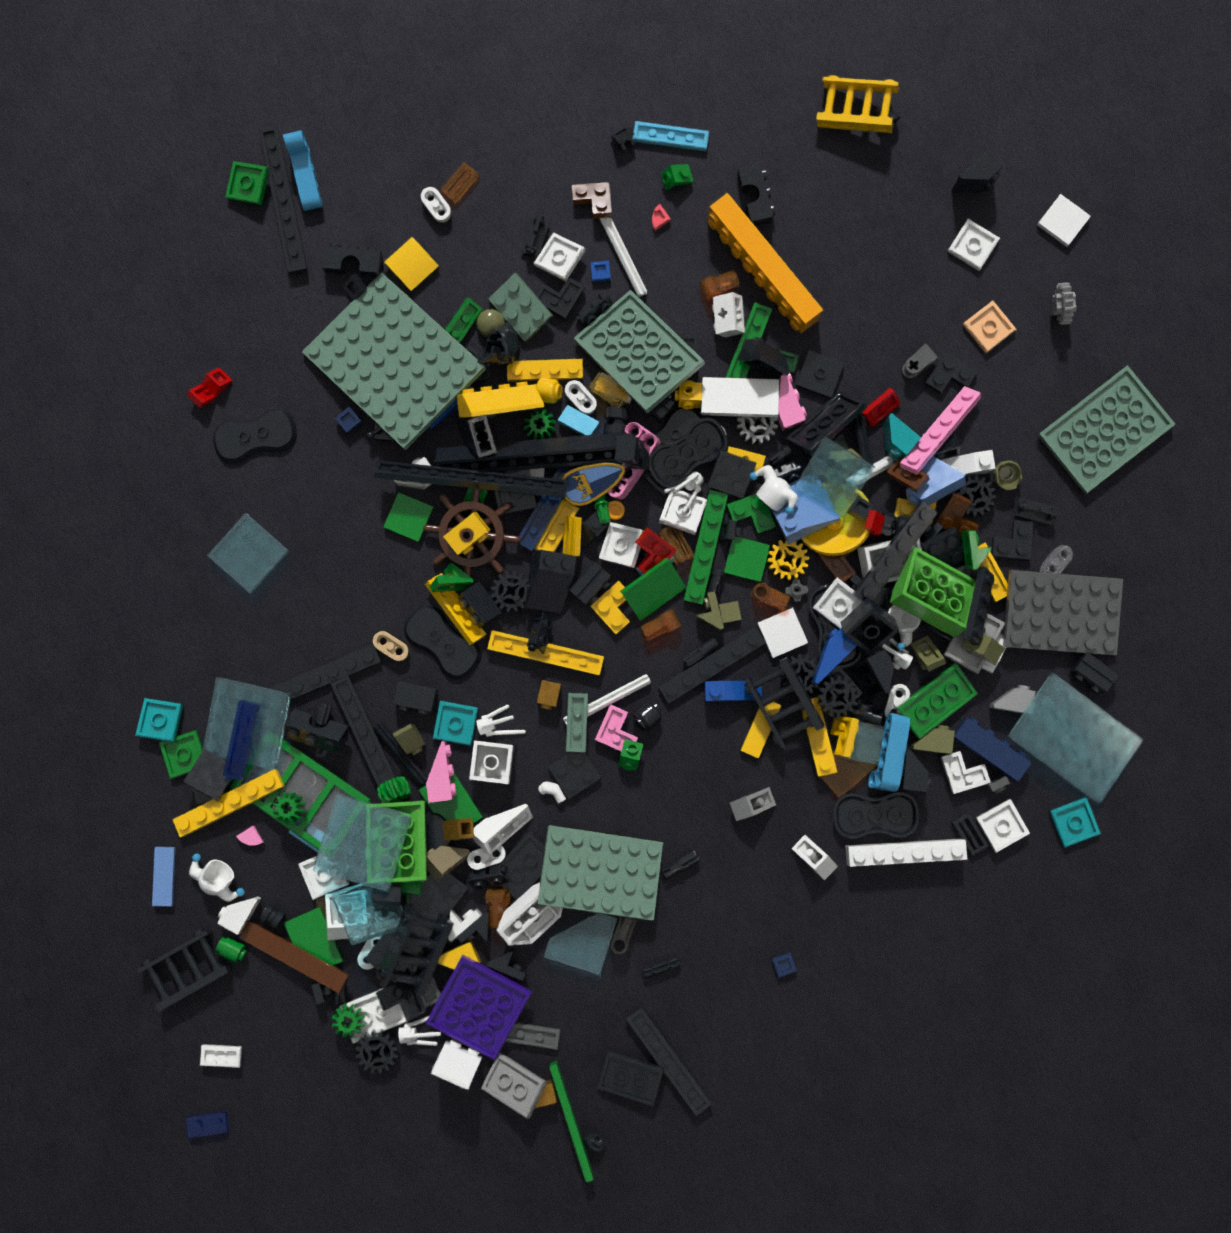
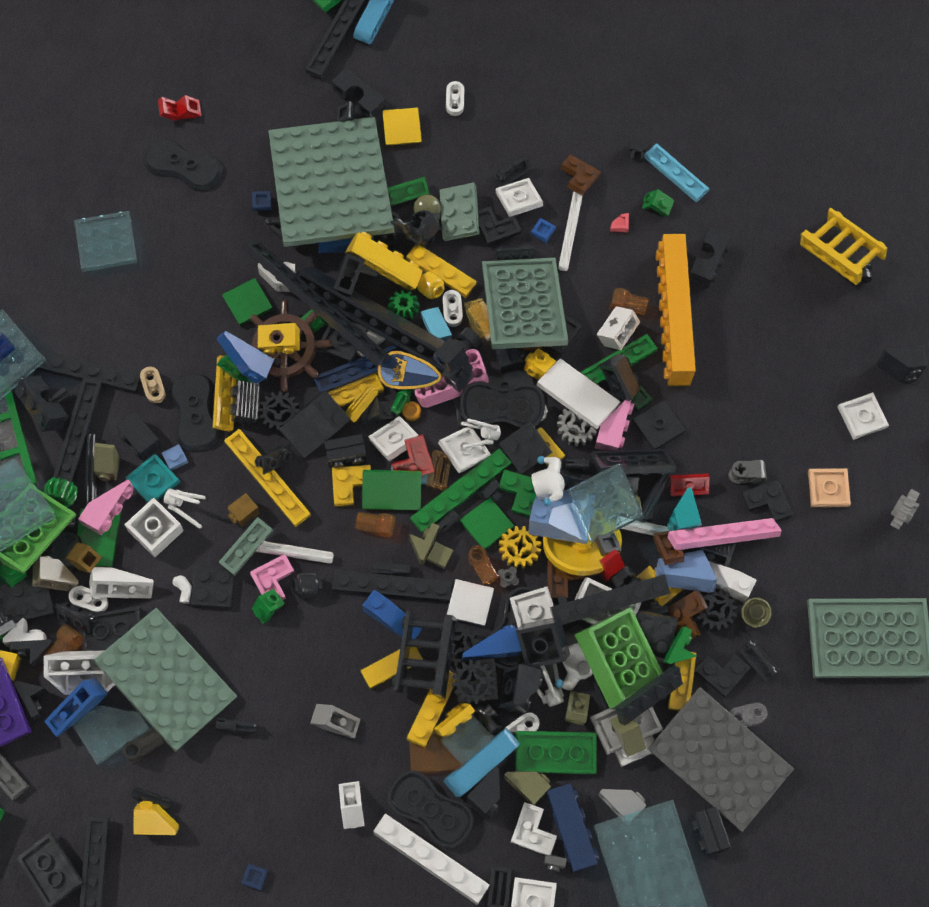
camera: 35 degrees right, 15 degrees down
(455, 570) = (248, 360): none -> slope
(458, 692) = (174, 457): none -> medium blue plate
(467, 184) = (486, 99): clear orange tile -> none
(550, 946) = (76, 705): none -> blue slope
(678, 983) = (153, 820): none -> yellow slope

